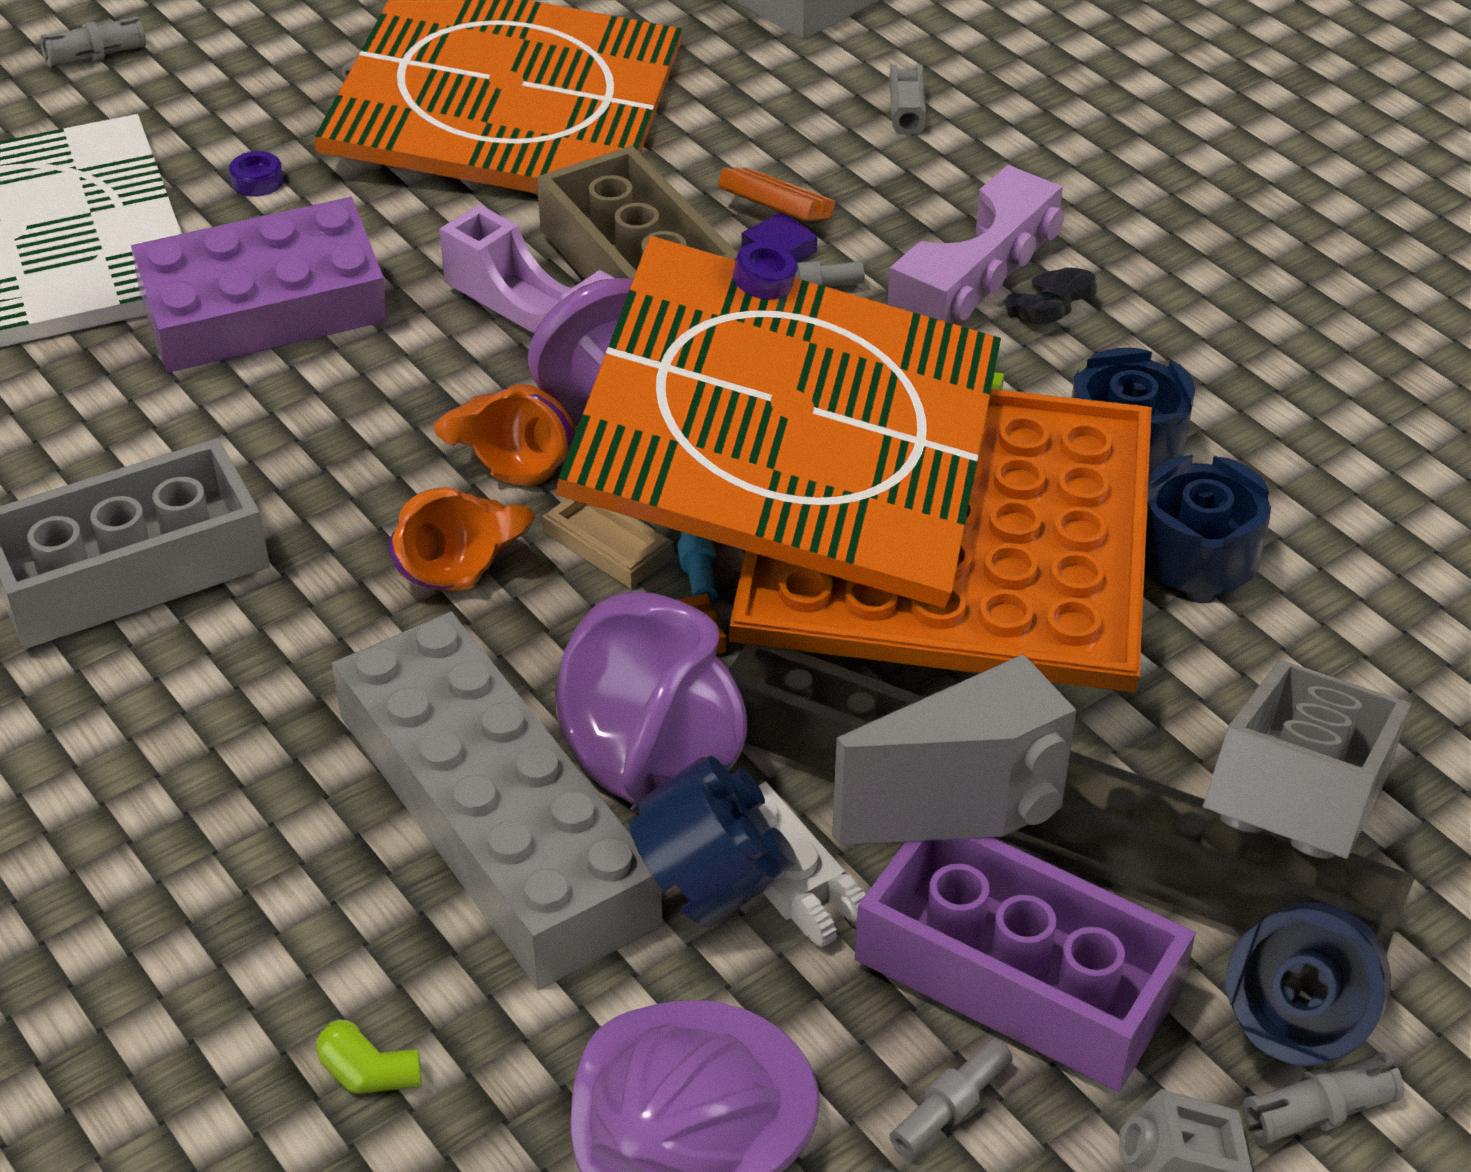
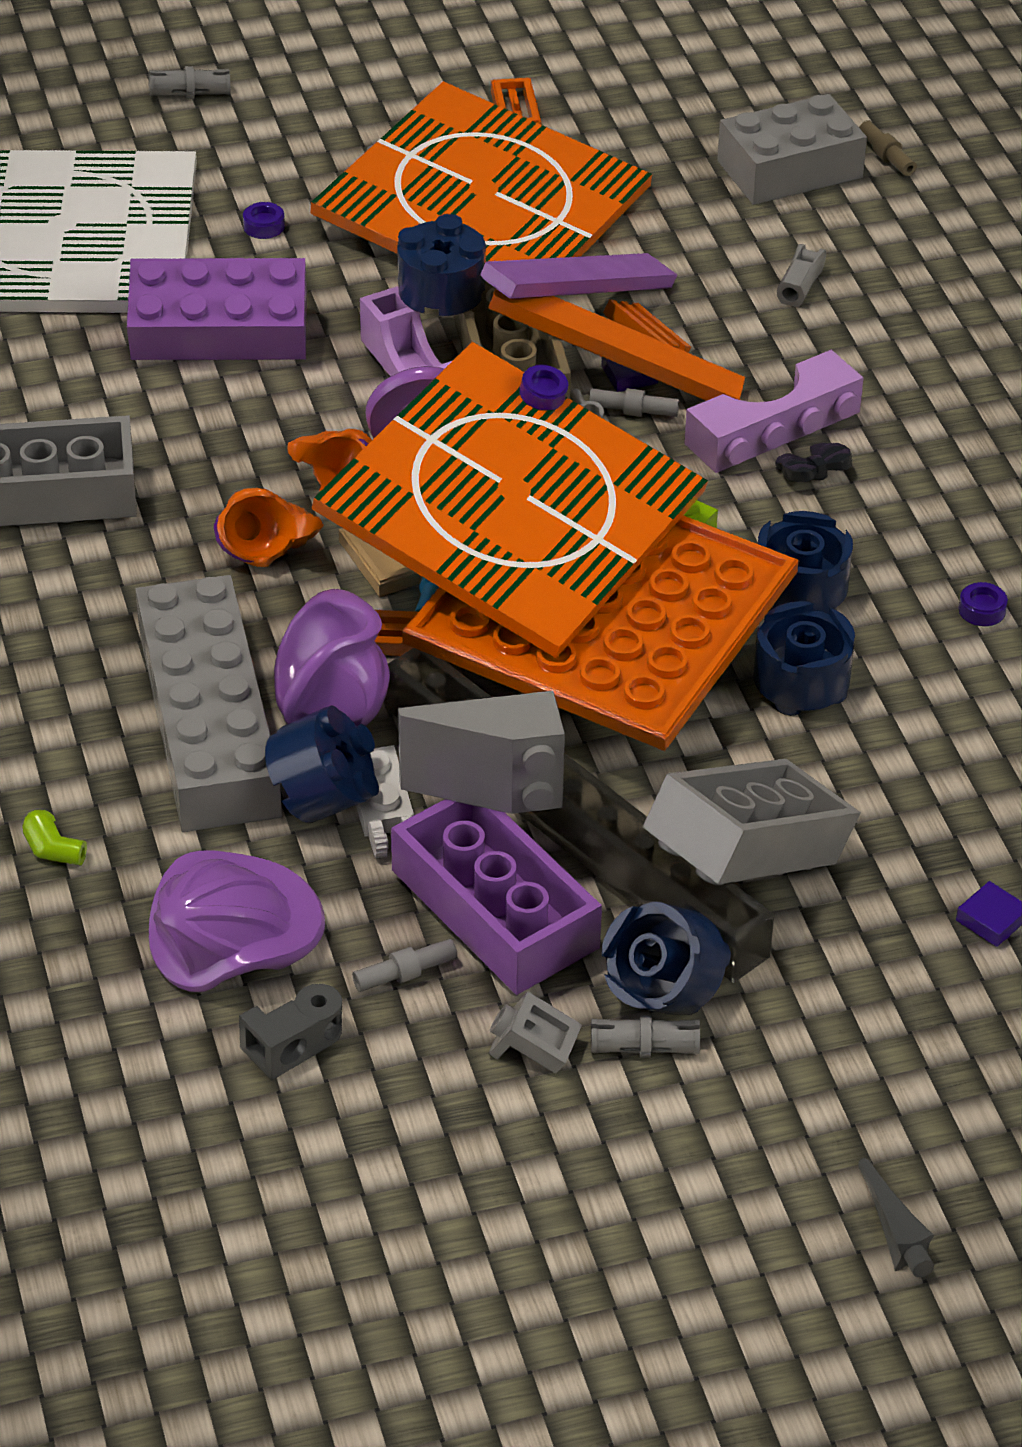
camera: 20 degrees right, 0 degrees up
(531, 166) = (441, 266): none -> dark blue brick
(682, 146) = (577, 275): none -> medium lavender tile
(761, 209) = (621, 345): none -> orange tile
(1338, 409) = (983, 604): none -> dark purple tile

